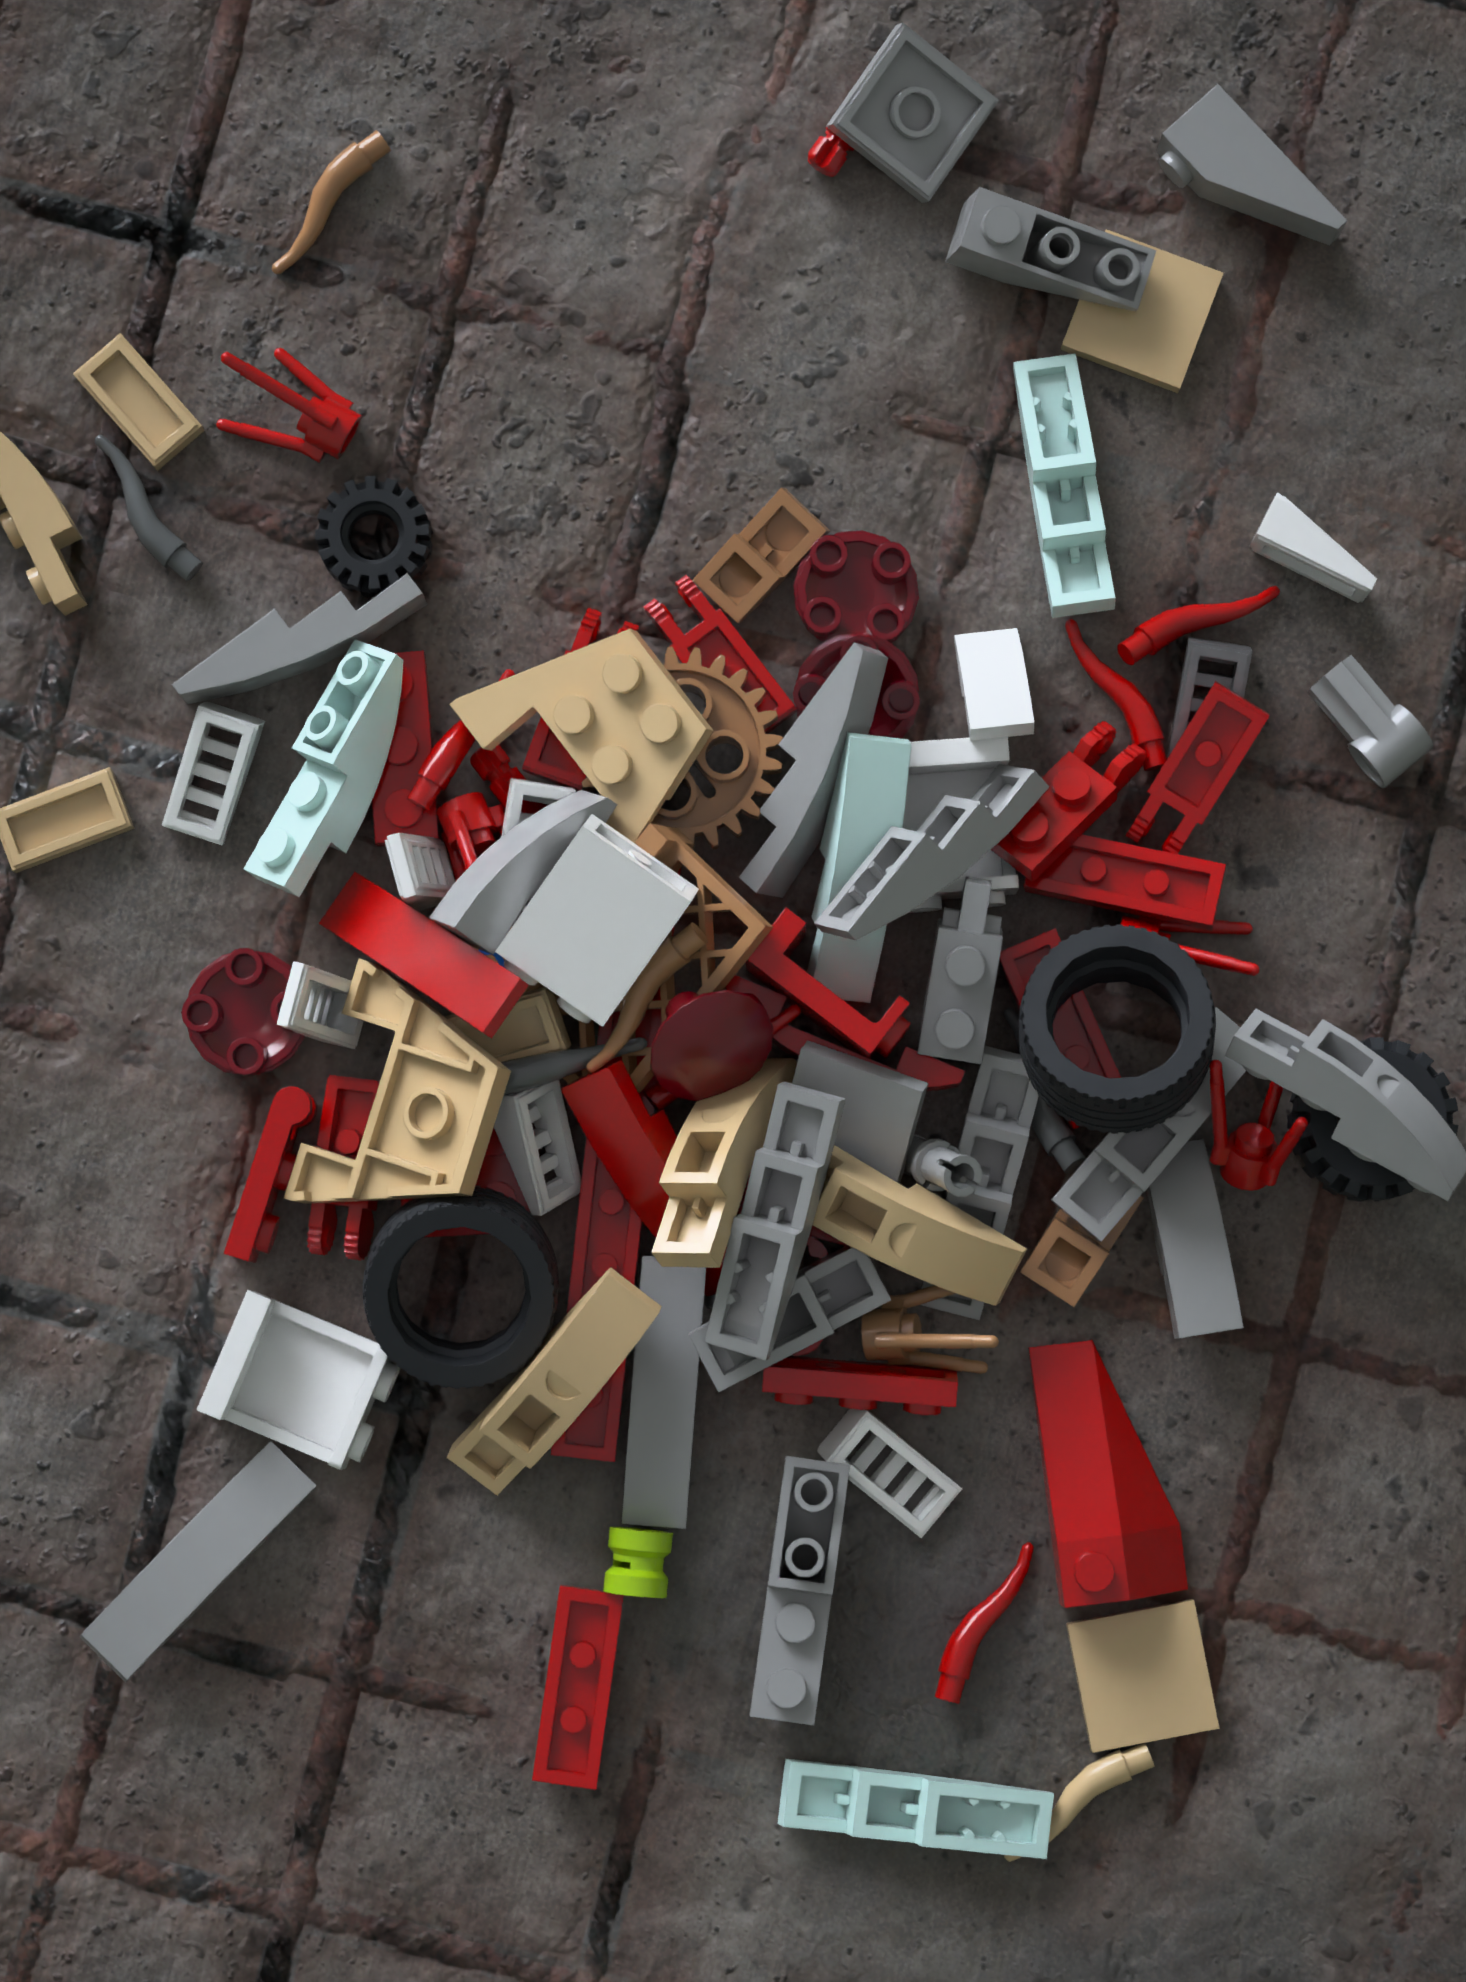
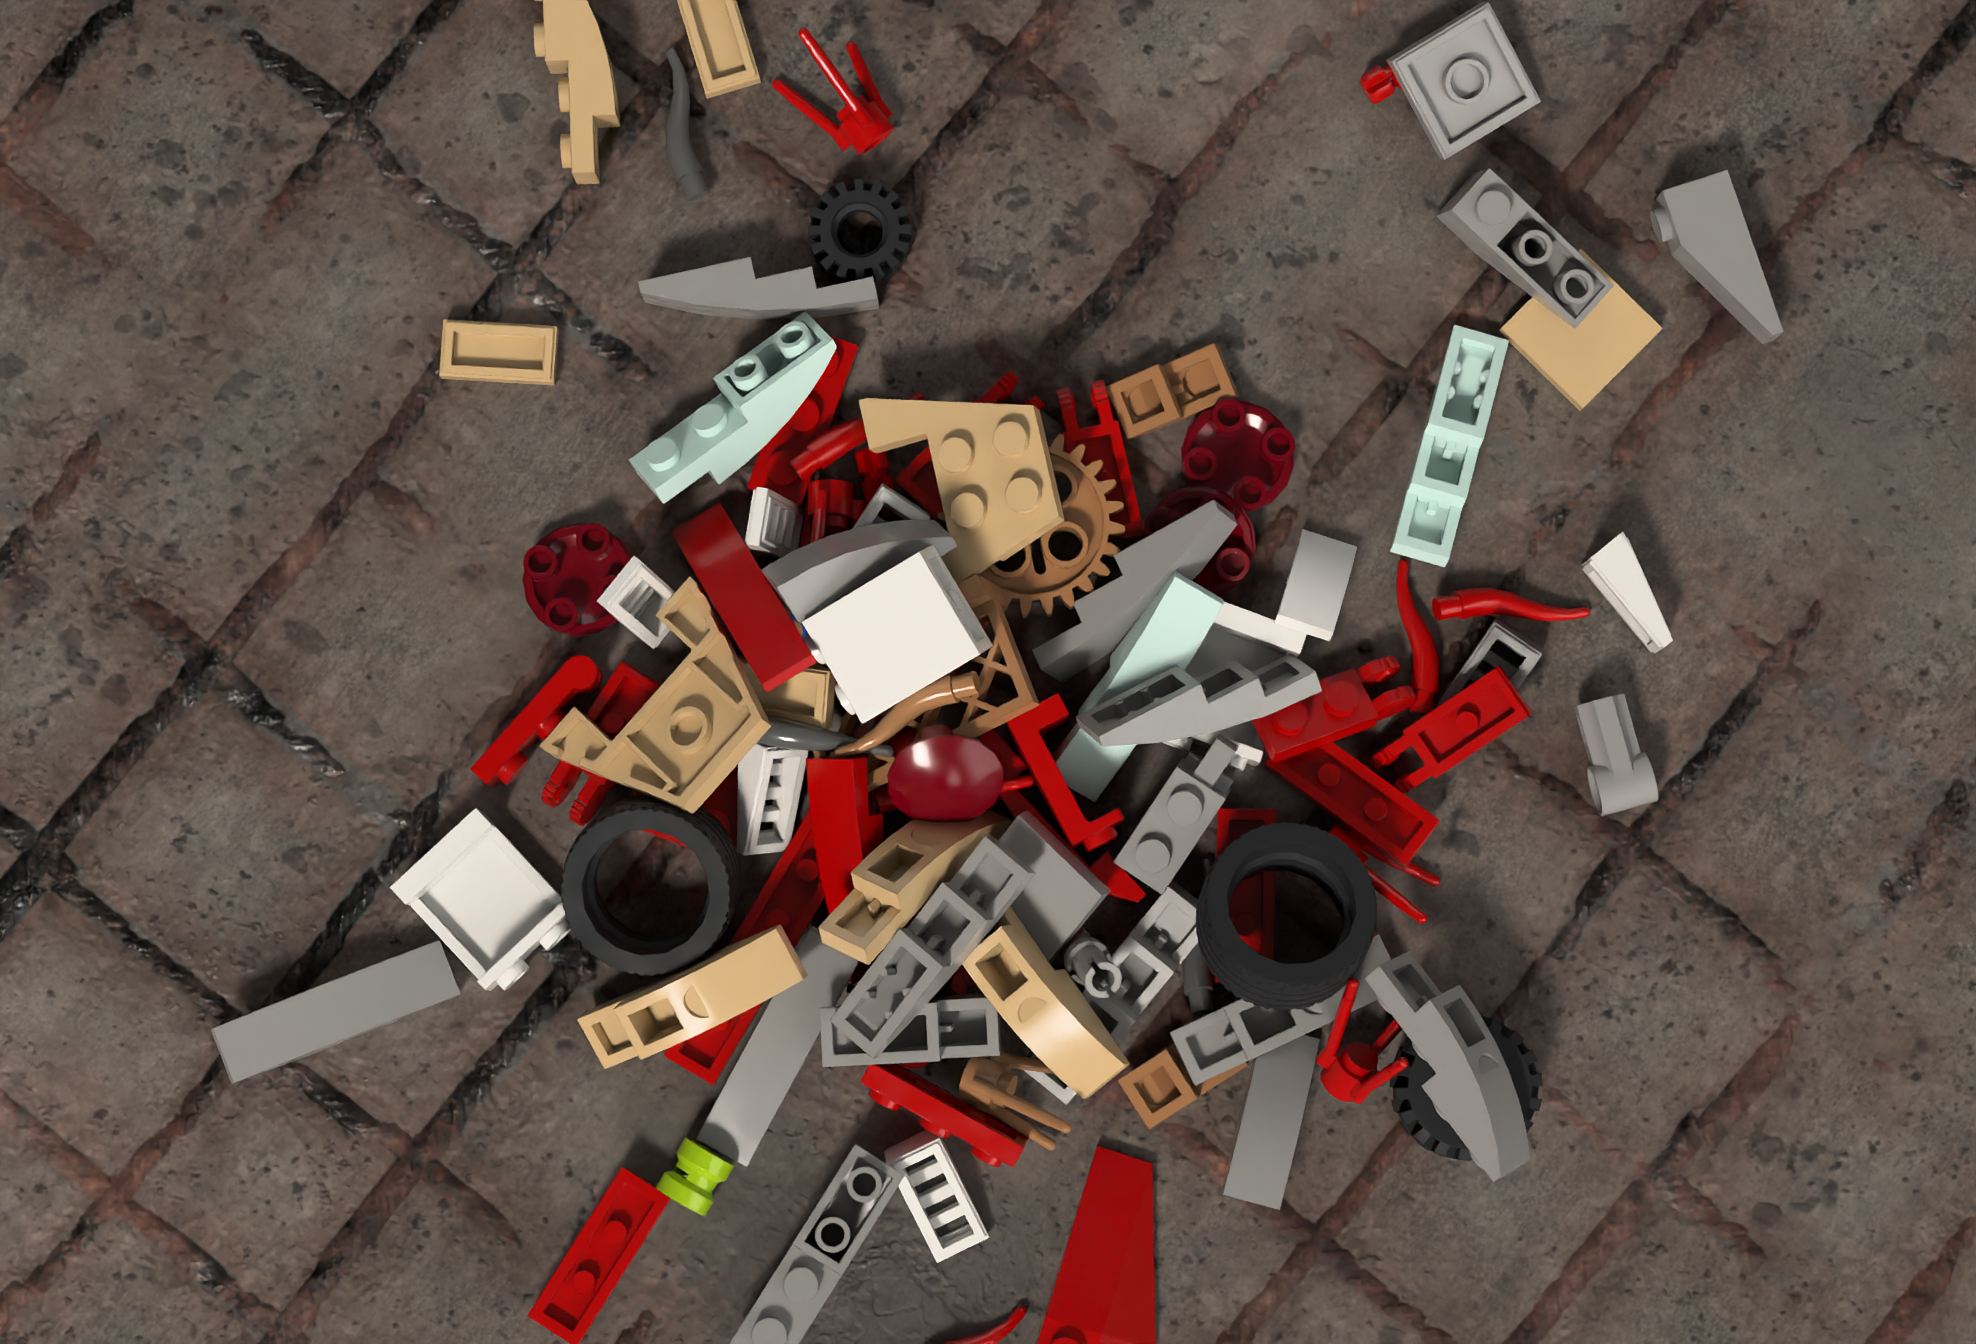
camera: 20 degrees right, 0 degrees up
(214, 715) = (640, 337): white slope -> none

